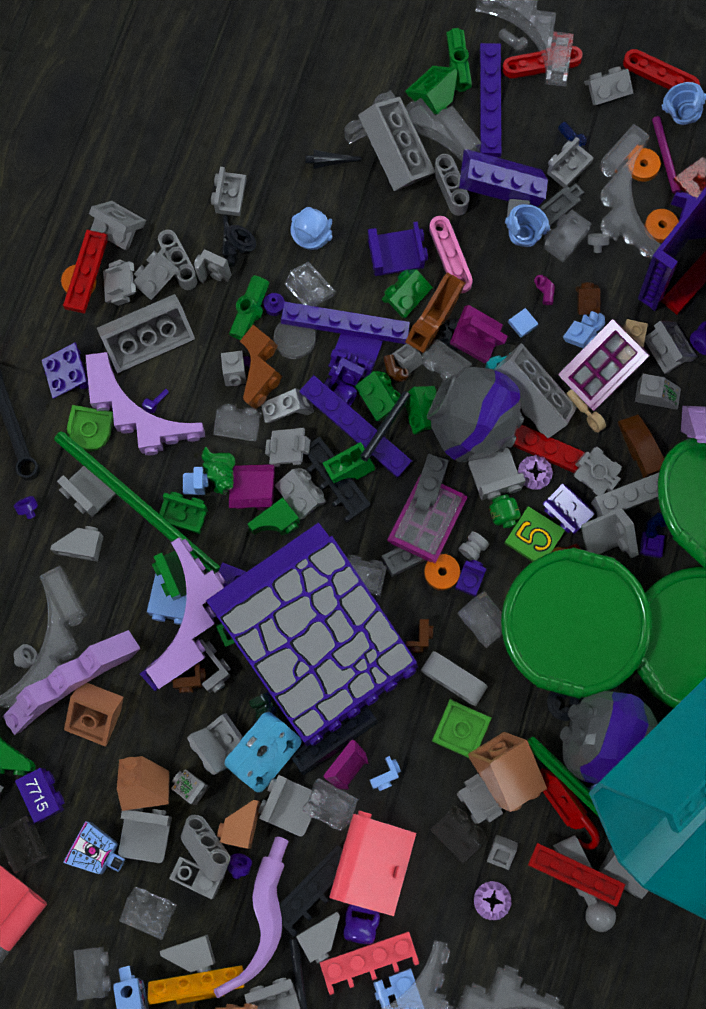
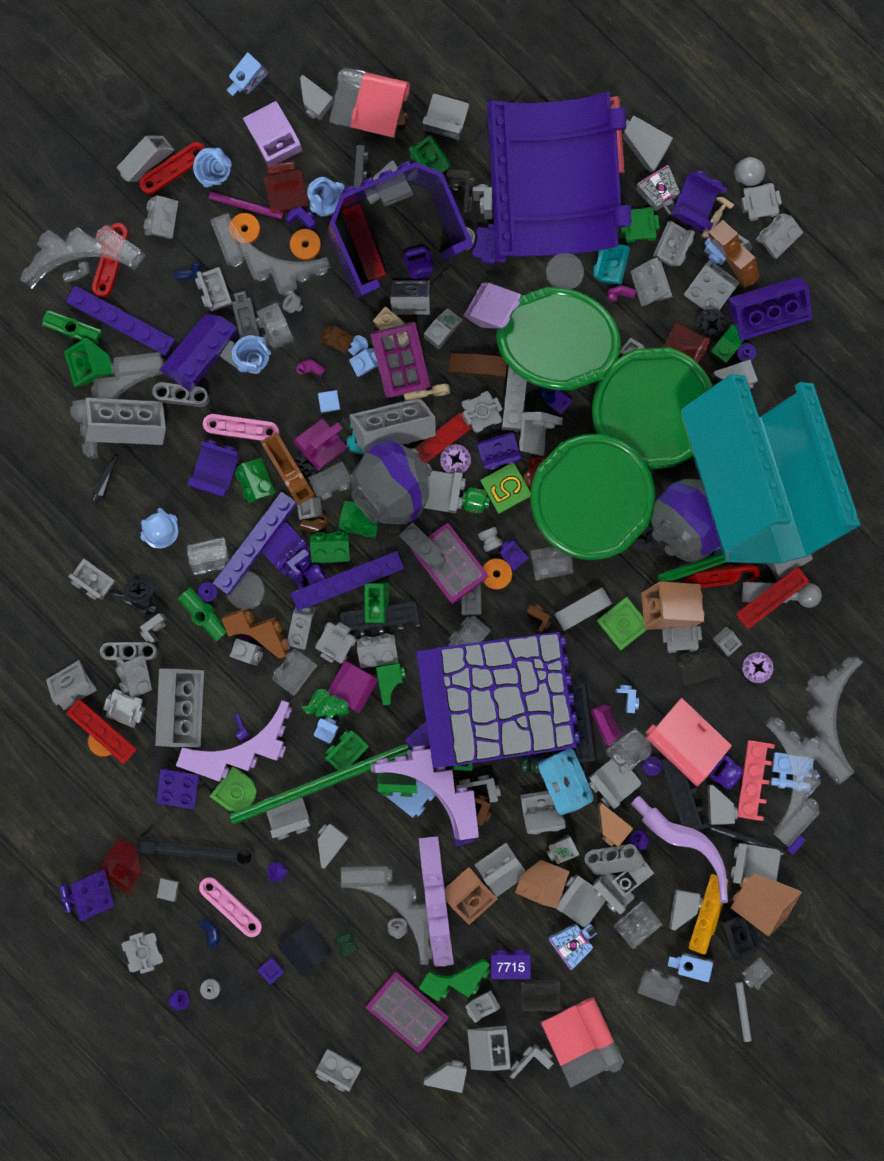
camera: 60 degrees left, 10 degrees up
(137, 732) = (500, 869): none -> light grey bracket
(168, 856) = (606, 889): none -> light grey bracket
(327, 839) = (652, 766): none -> dark purple tile
(384, 426) = (361, 557): black piece -> none
(658, 41) = (144, 157): none -> light grey slope

